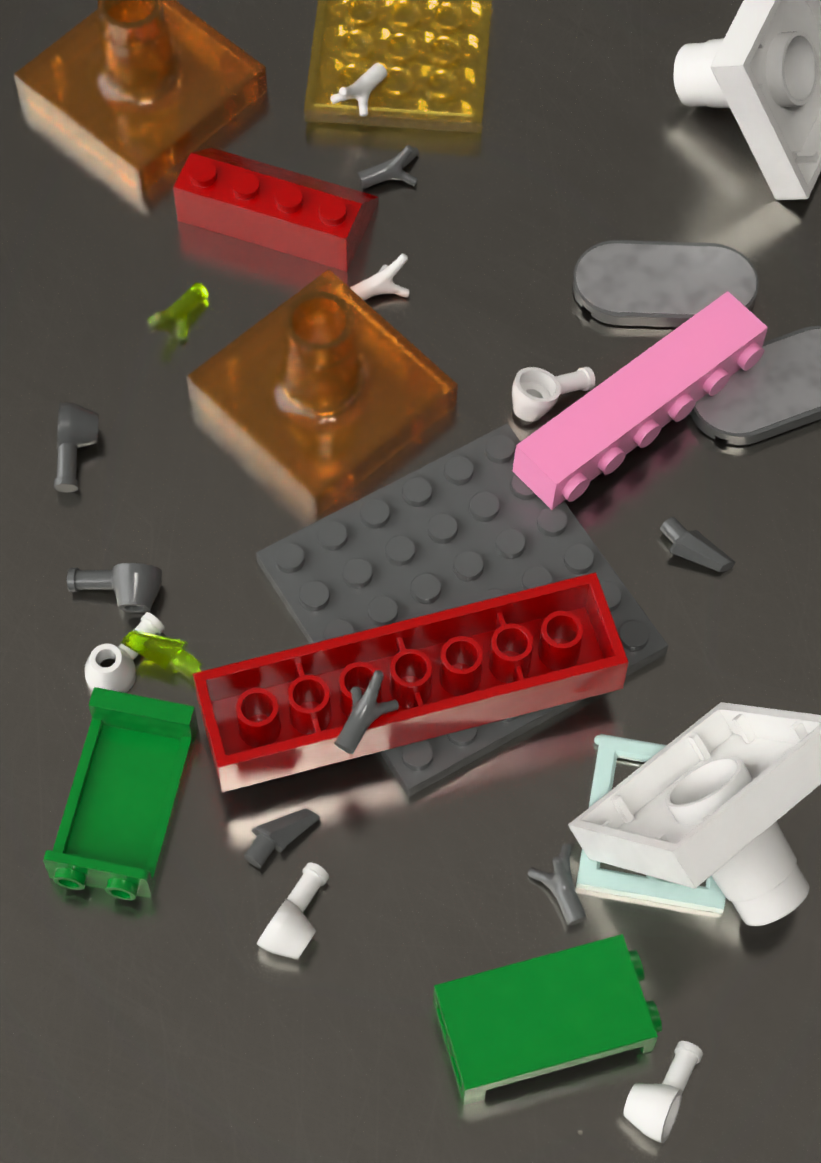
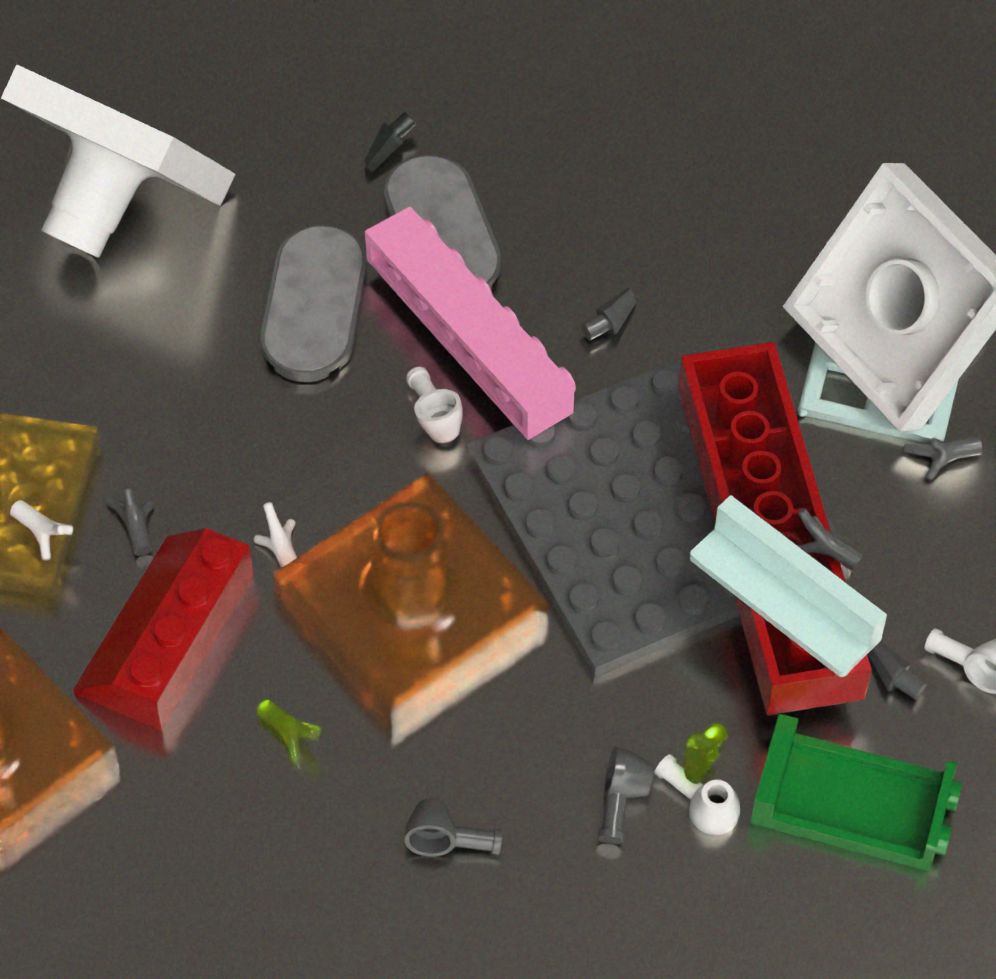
camera: 85 degrees left, 5 degrees down
(299, 677) = (789, 588): none -> light aqua panel

